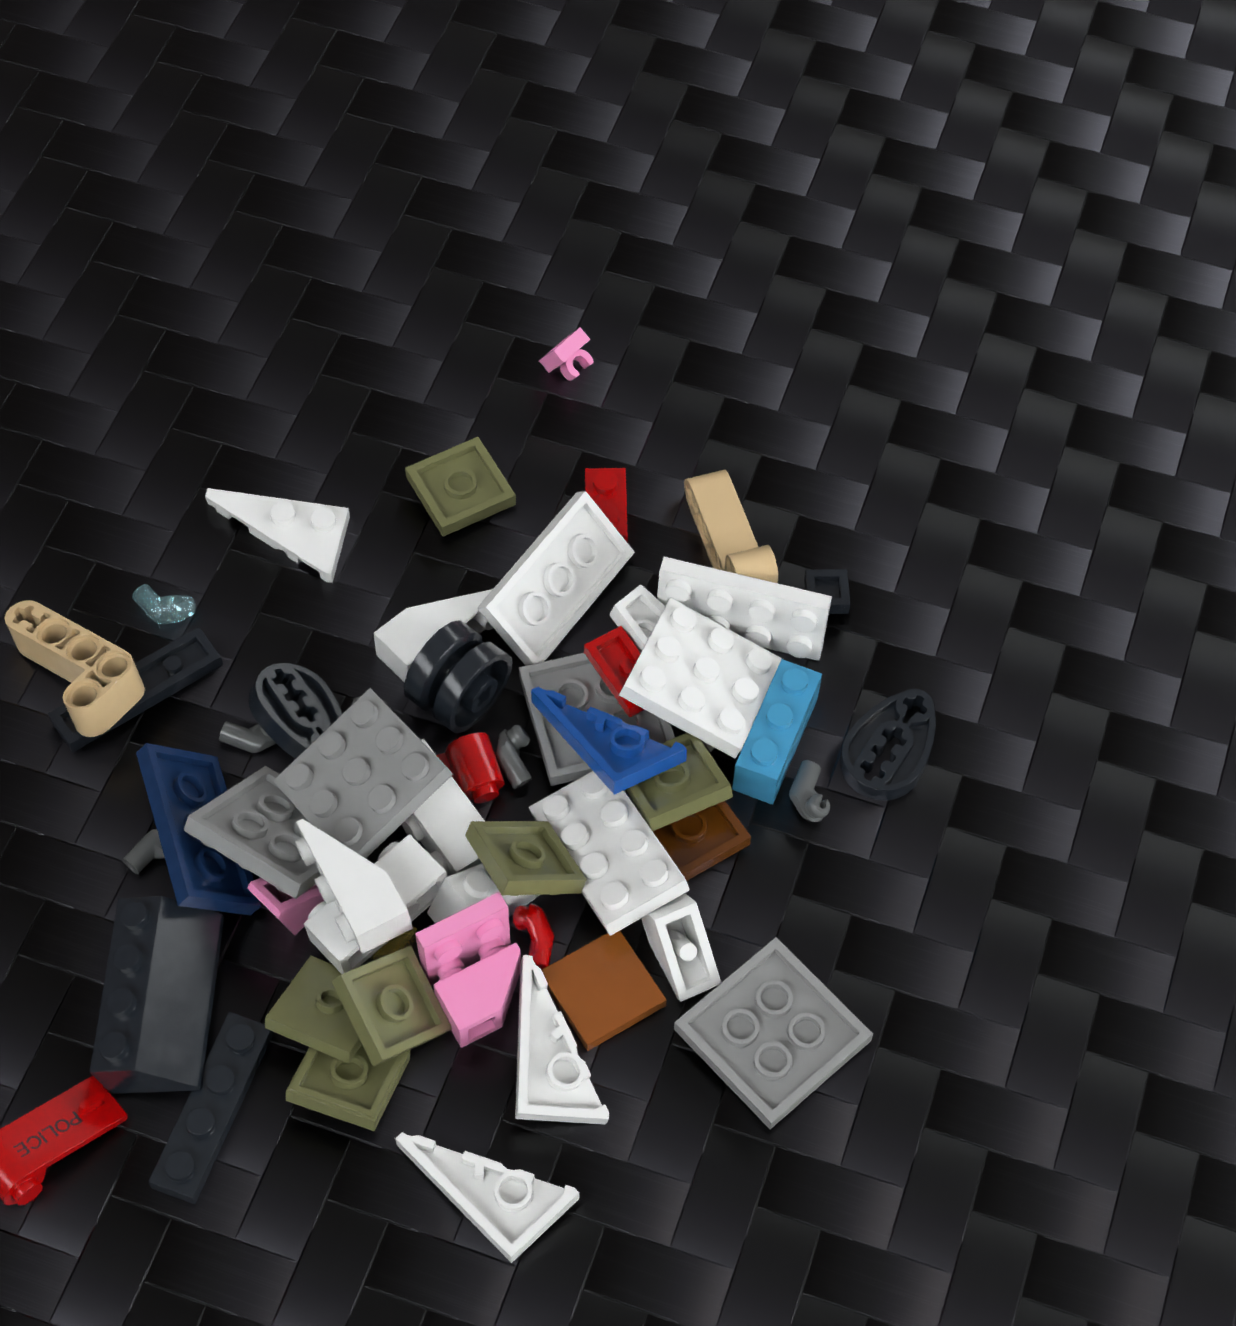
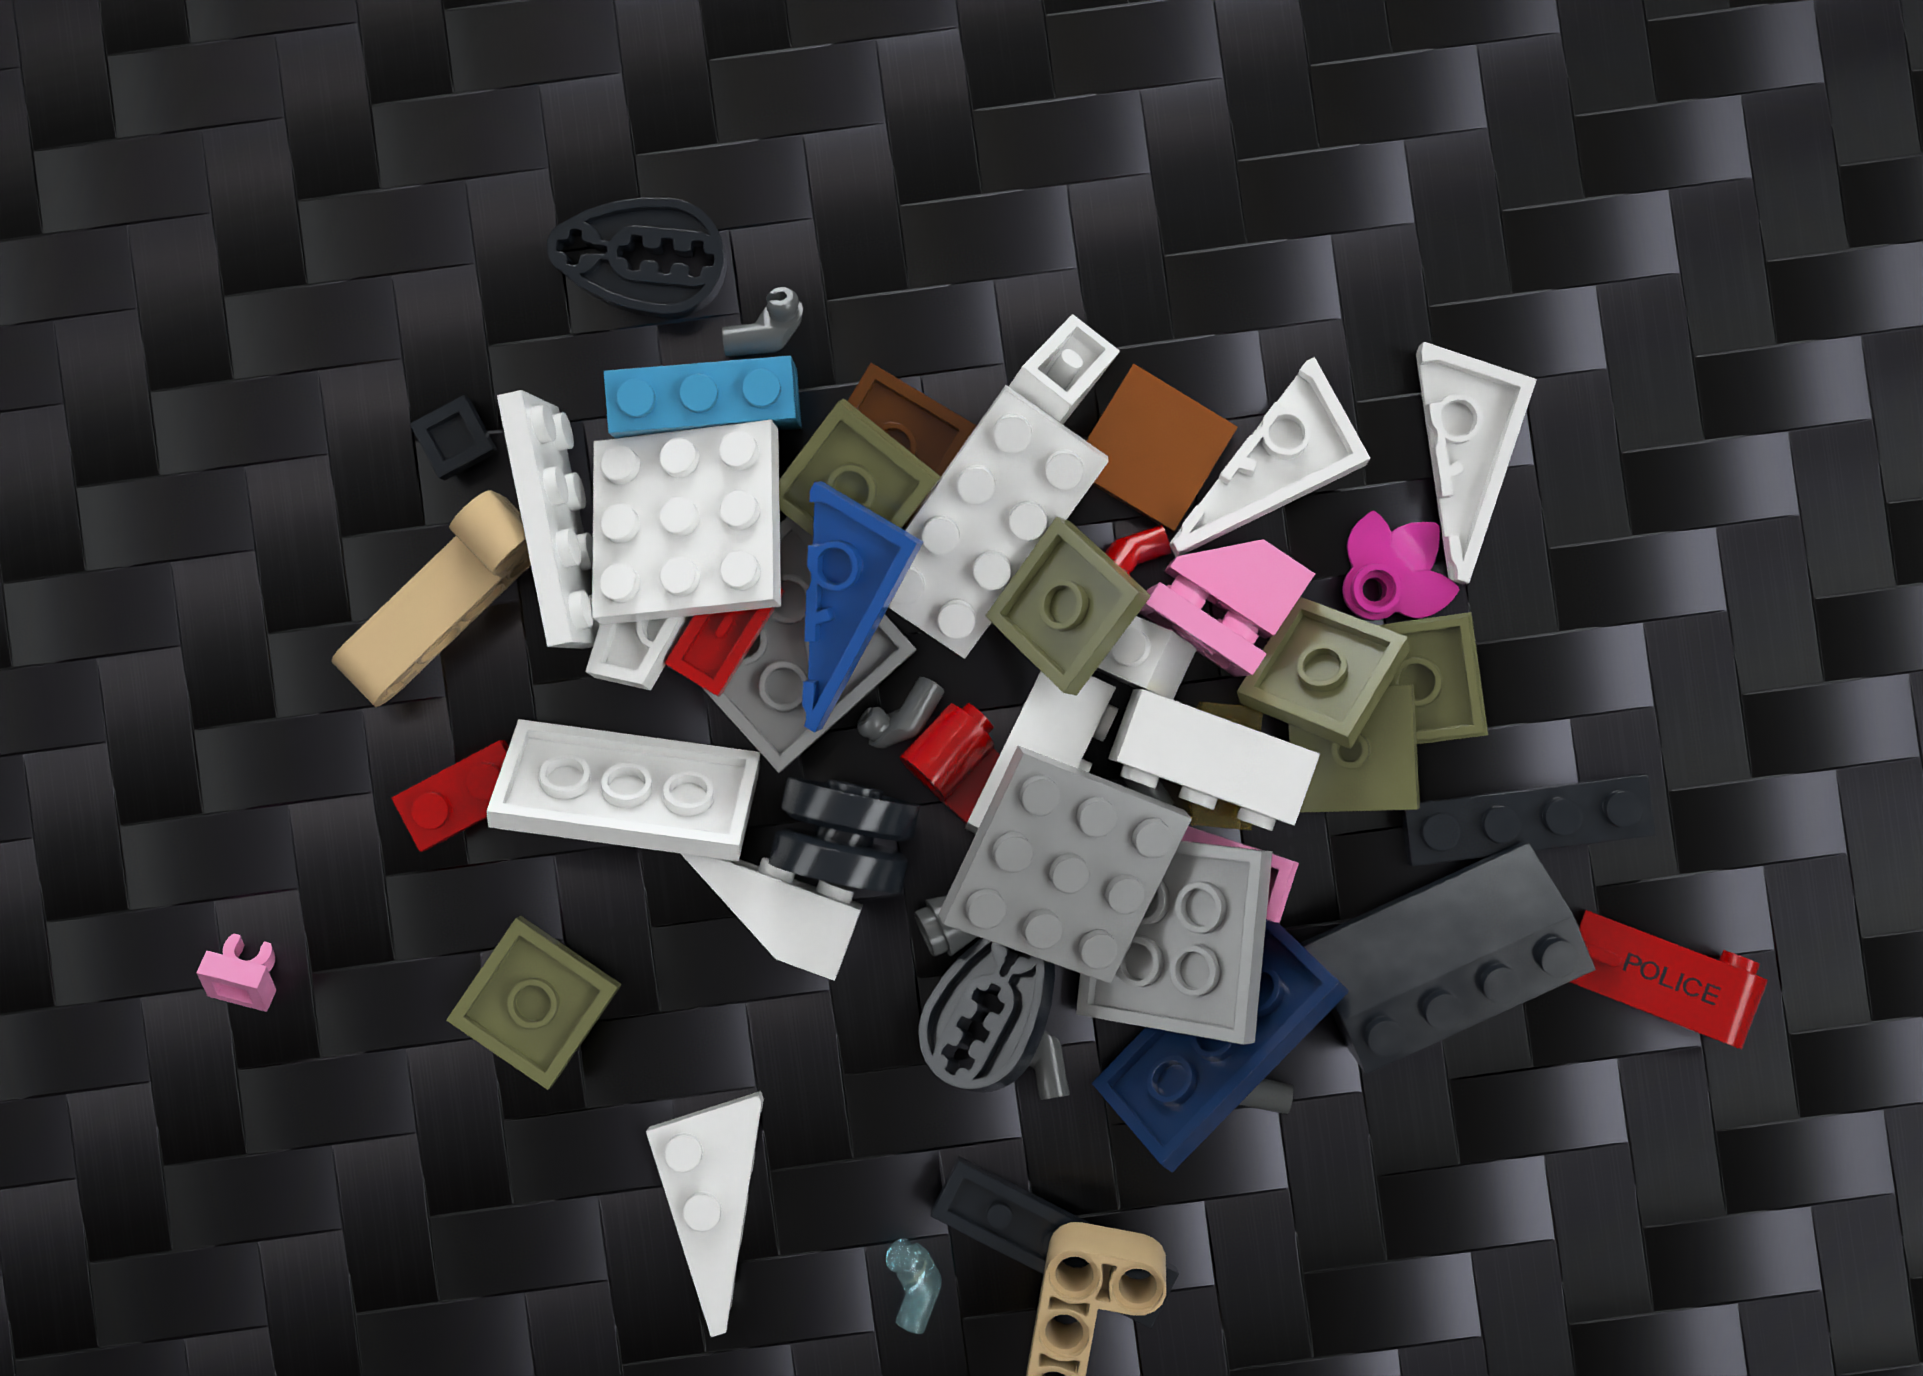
camera: 115 degrees left, 30 degrees up
(362, 891) = (1237, 771): white slope -> none
(433, 1110) = (1400, 564): none -> dark pink plate
(773, 1032) = (1109, 219): light grey plate -> none

